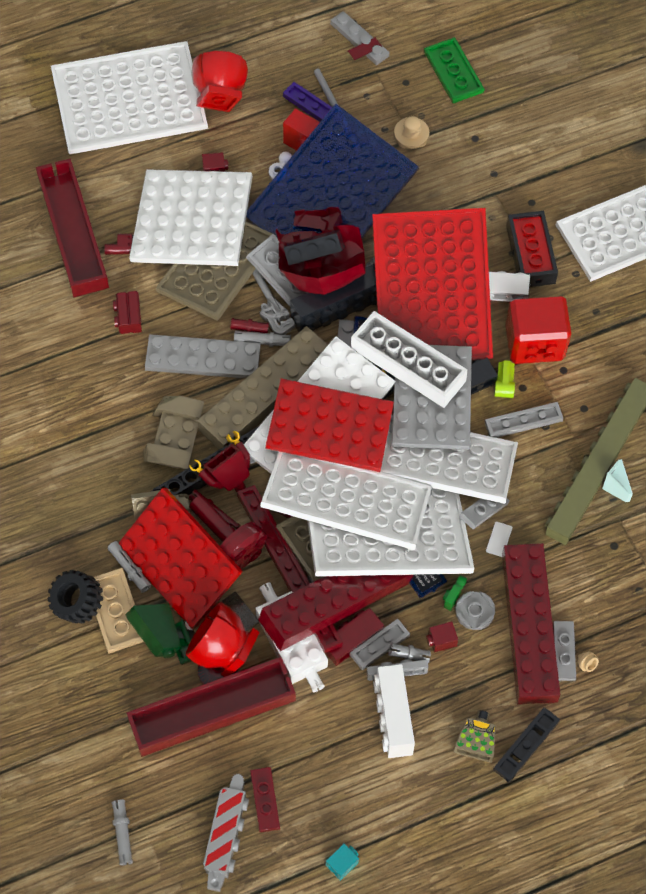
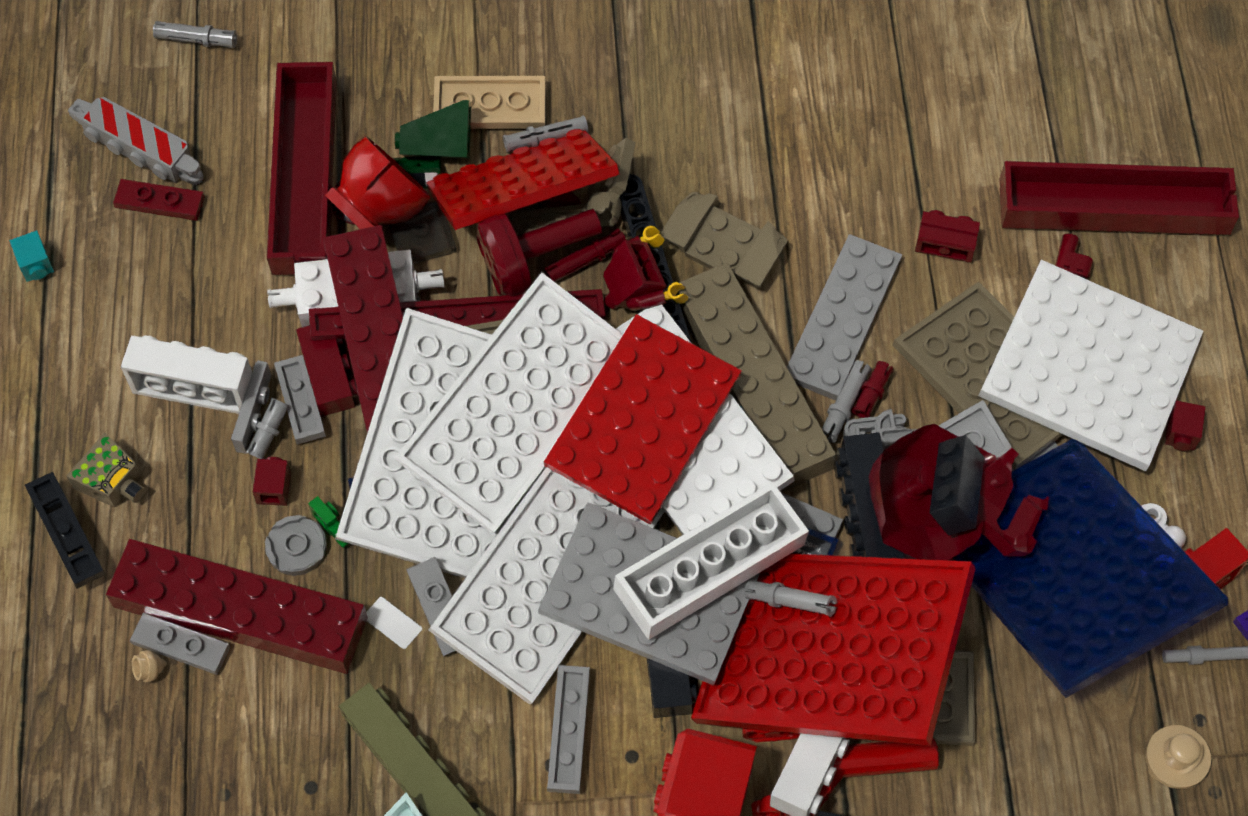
camera: 110 degrees right, 0 degrees up
(62, 593) = (520, 52): black tyre -> none
(412, 311) = (777, 595): none -> light grey pin
(504, 384) = (640, 722): lime piece -> none

